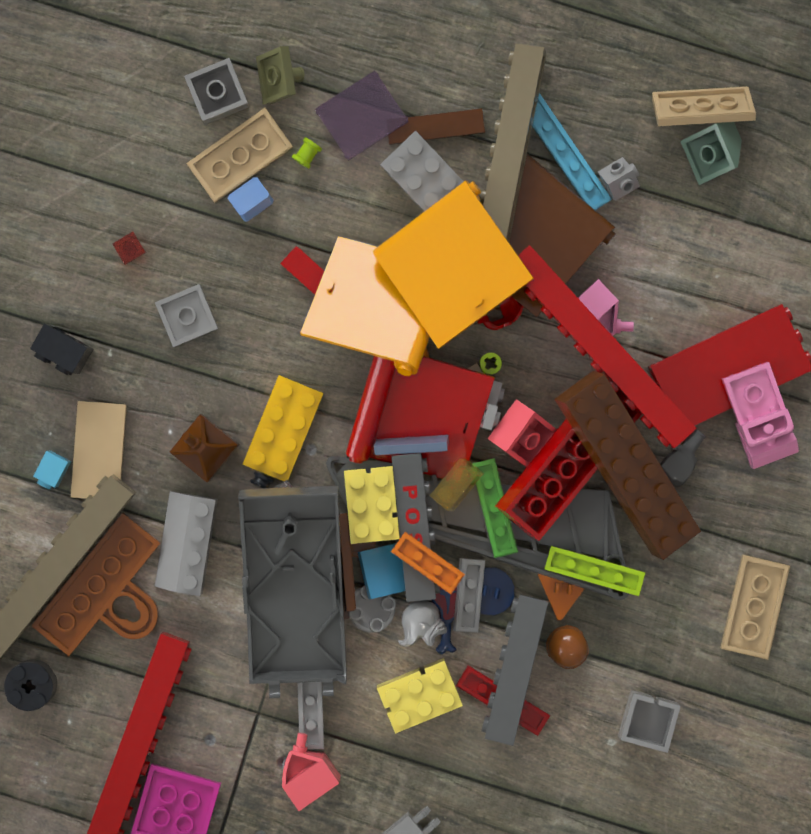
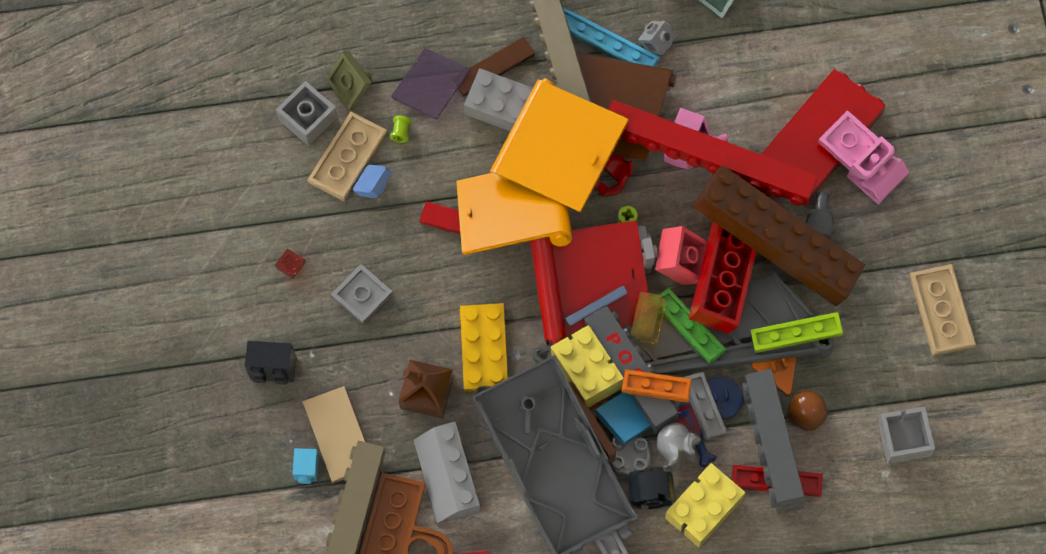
camera: 25 degrees left, 20 degrees down
(374, 657) = (651, 488): none -> black brick

